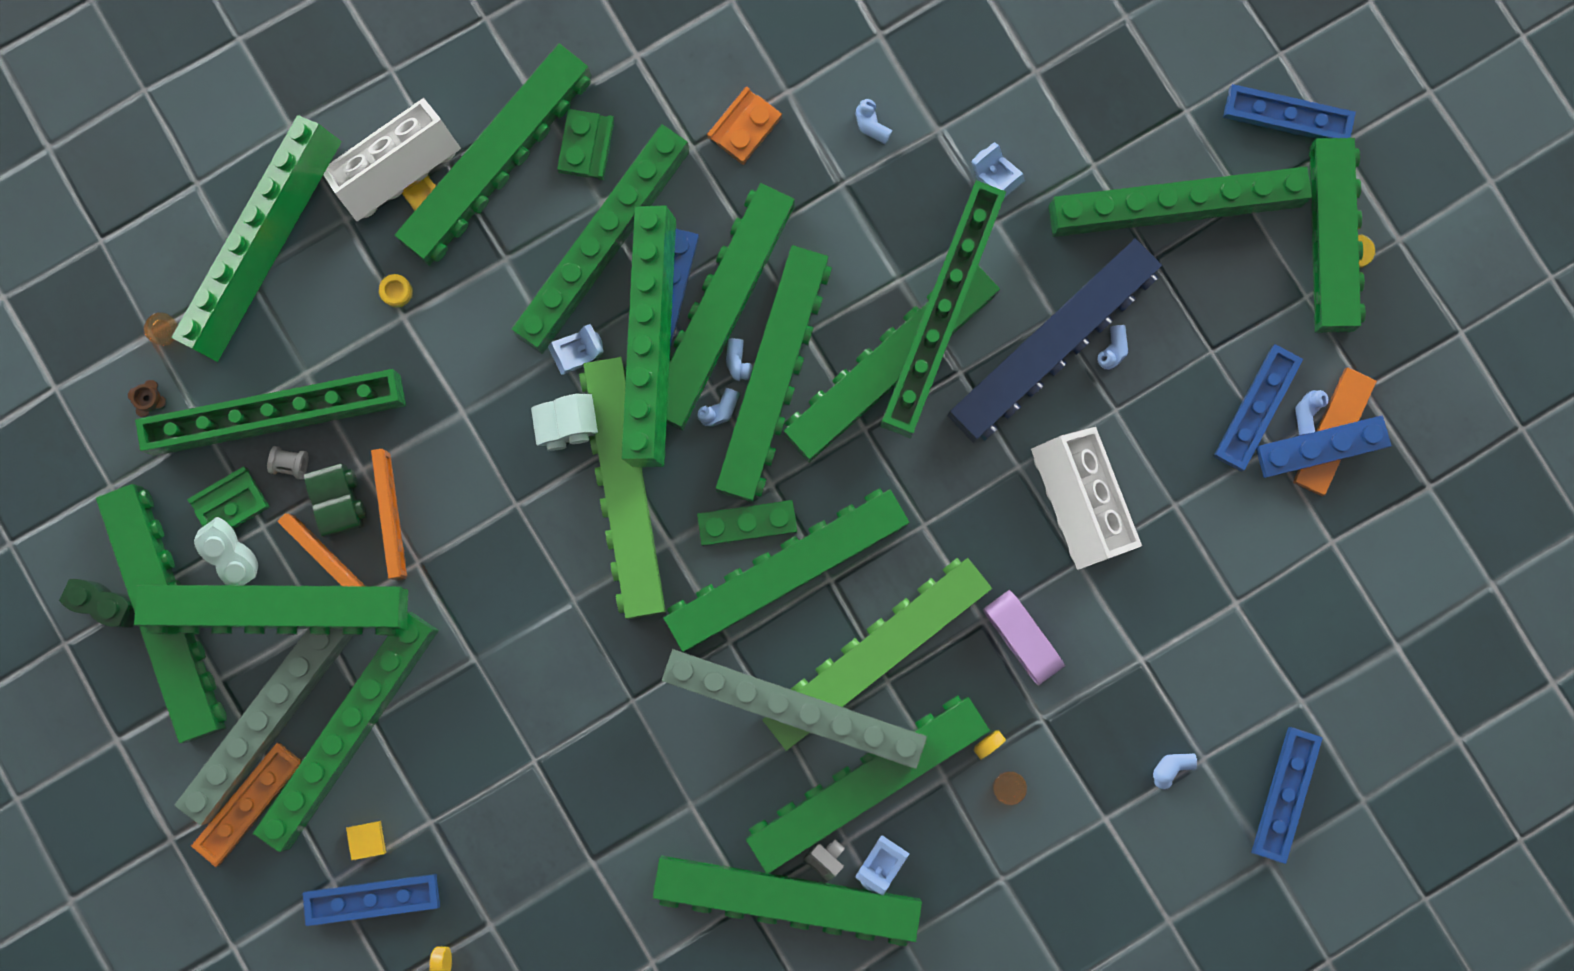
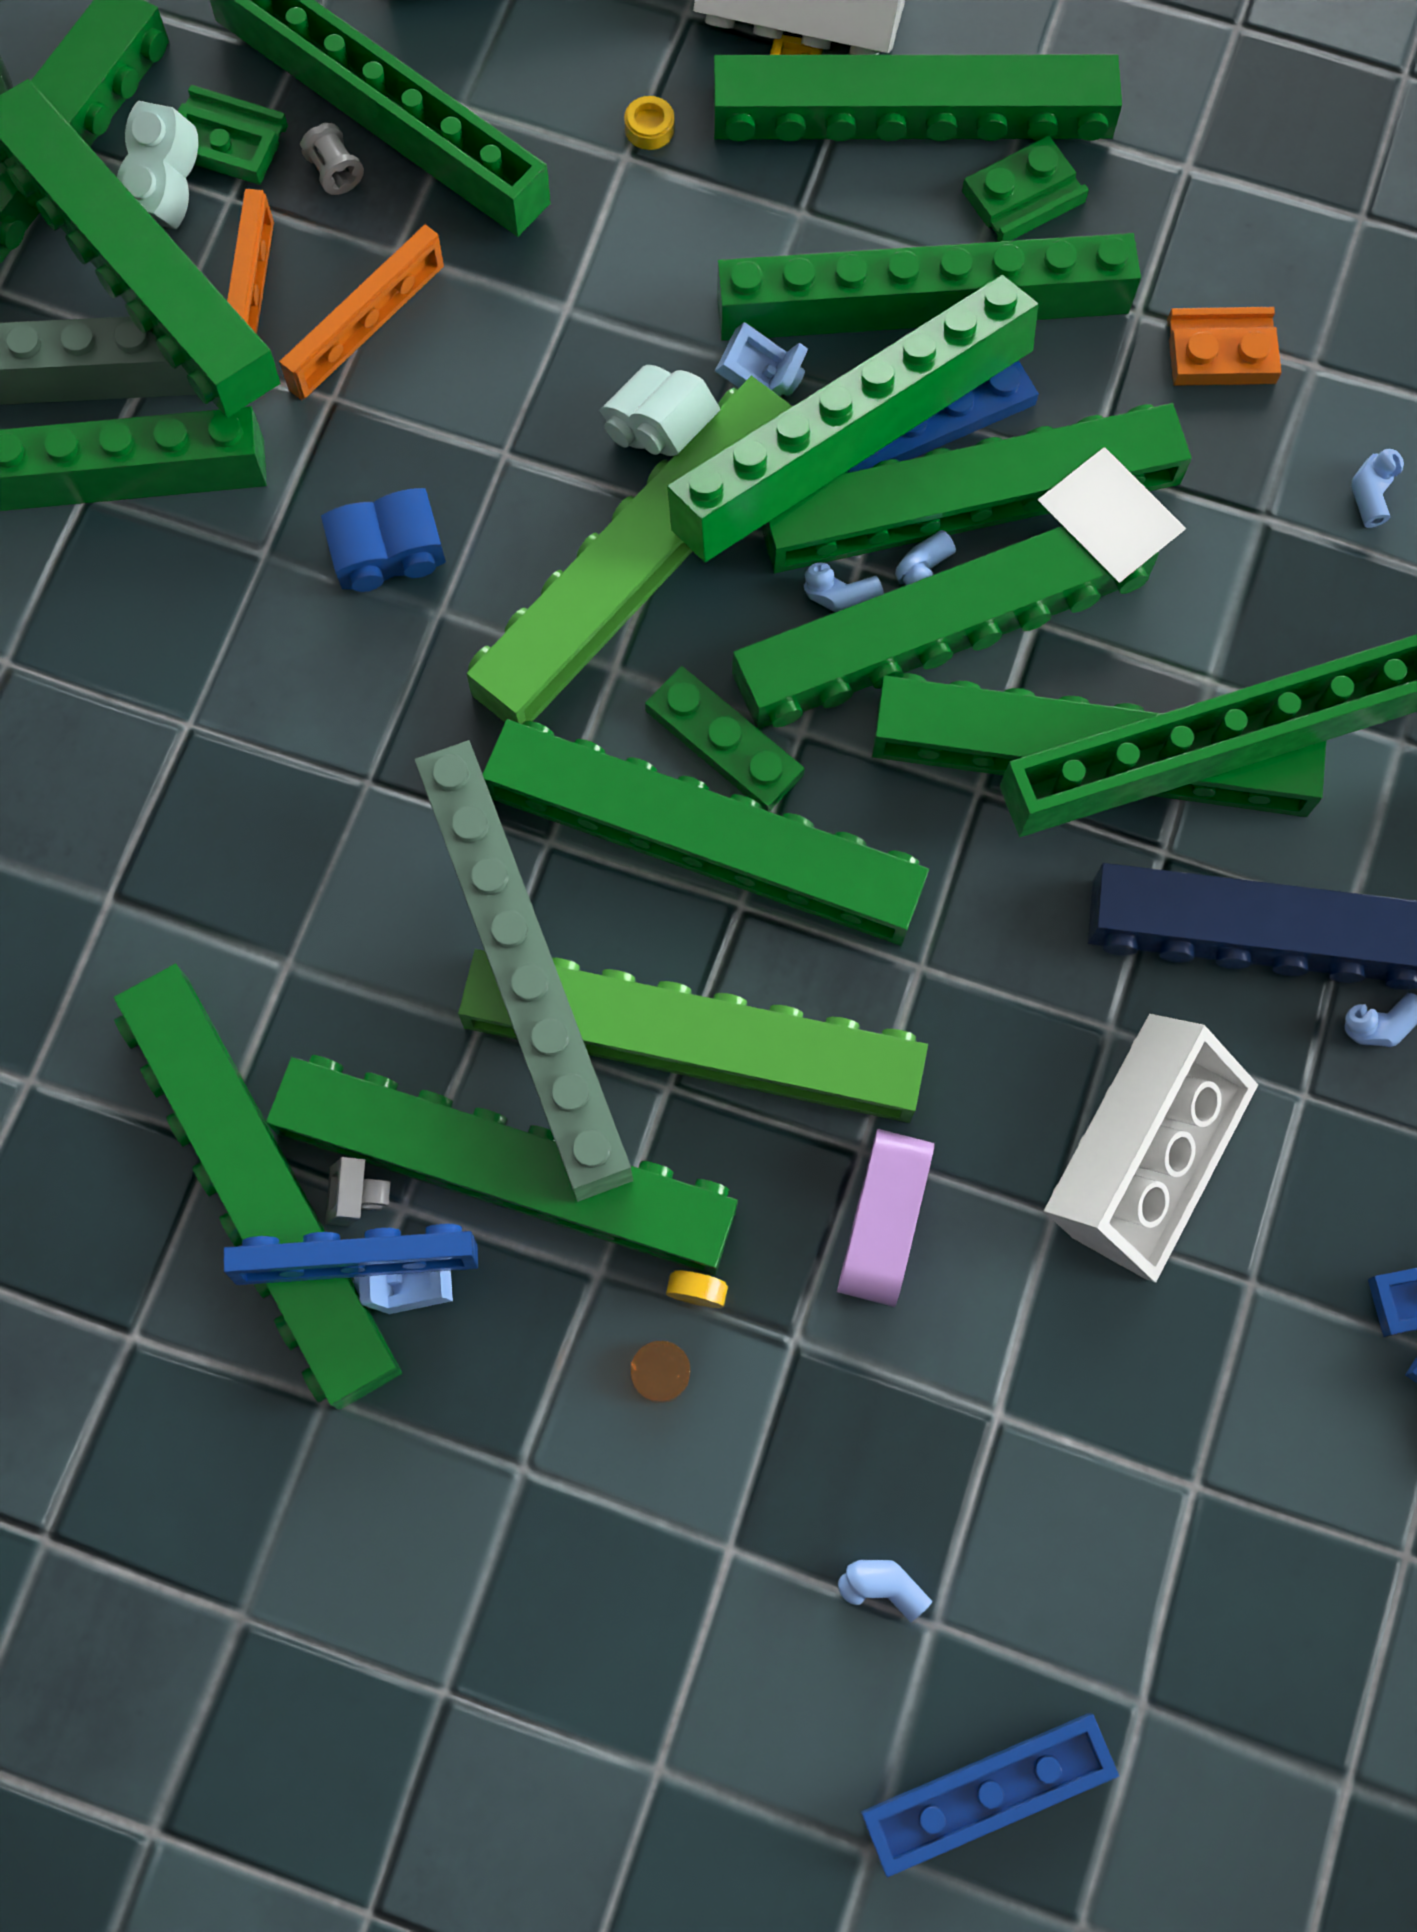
camera: 50 degrees right, 10 degrees down
(335, 500) = (328, 241): dark green brick -> none
(519, 600) = (383, 539): none -> blue brick
(792, 260) = (1111, 514): none -> white sticker
(853, 895) = (327, 1257): none -> blue plate

